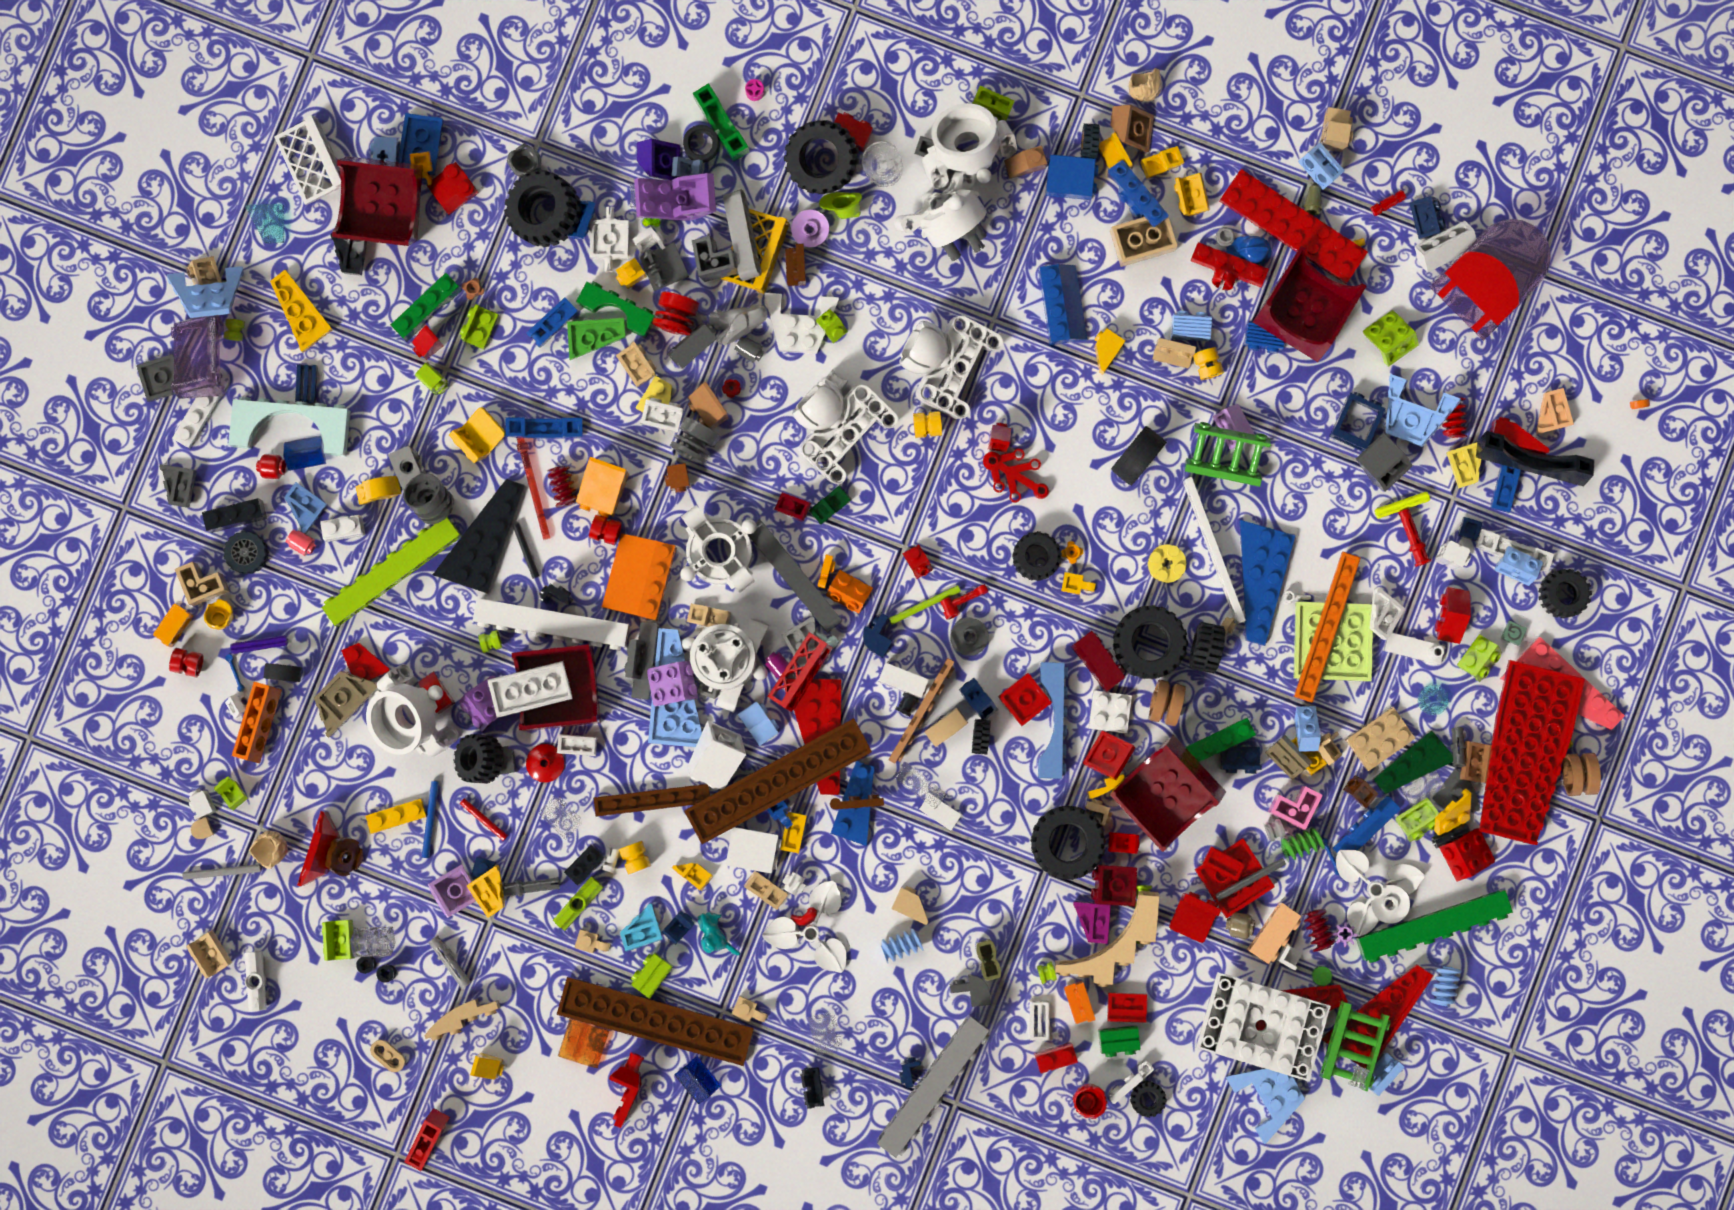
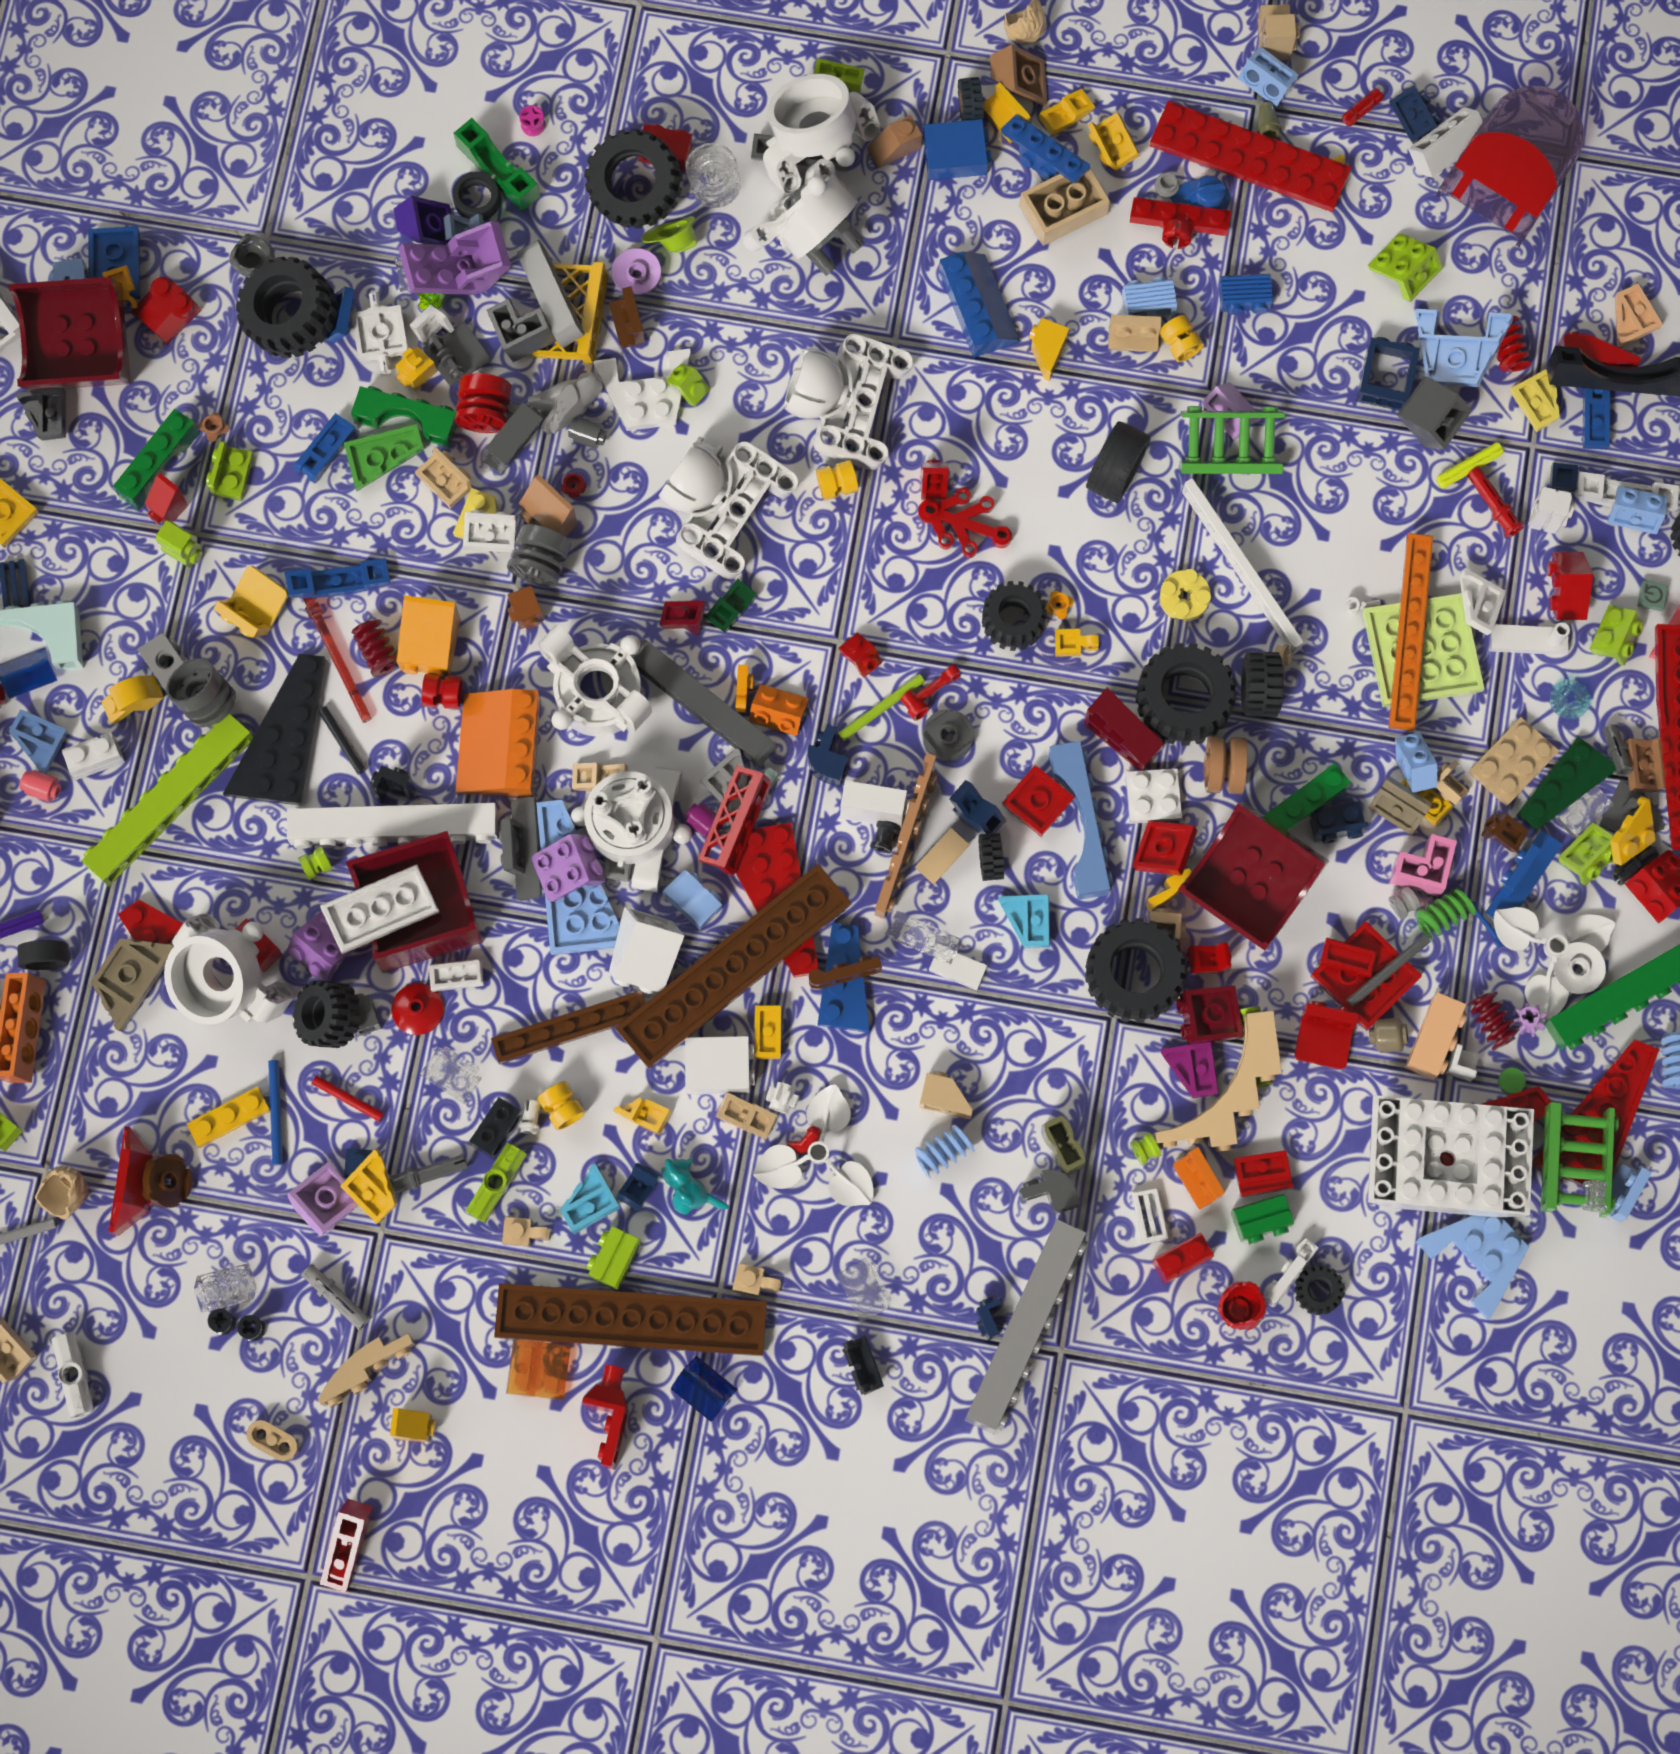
camera: 10 degrees left, 10 degrees down
(337, 939) = (177, 1296): lime bracket -> none
(779, 811) = (744, 1006): blue plate -> none
(999, 786) = (1029, 918): none -> medium azure wing
(1263, 569) = (1311, 579): blue wing -> none
(1307, 307) = (1290, 243): dark red container -> none

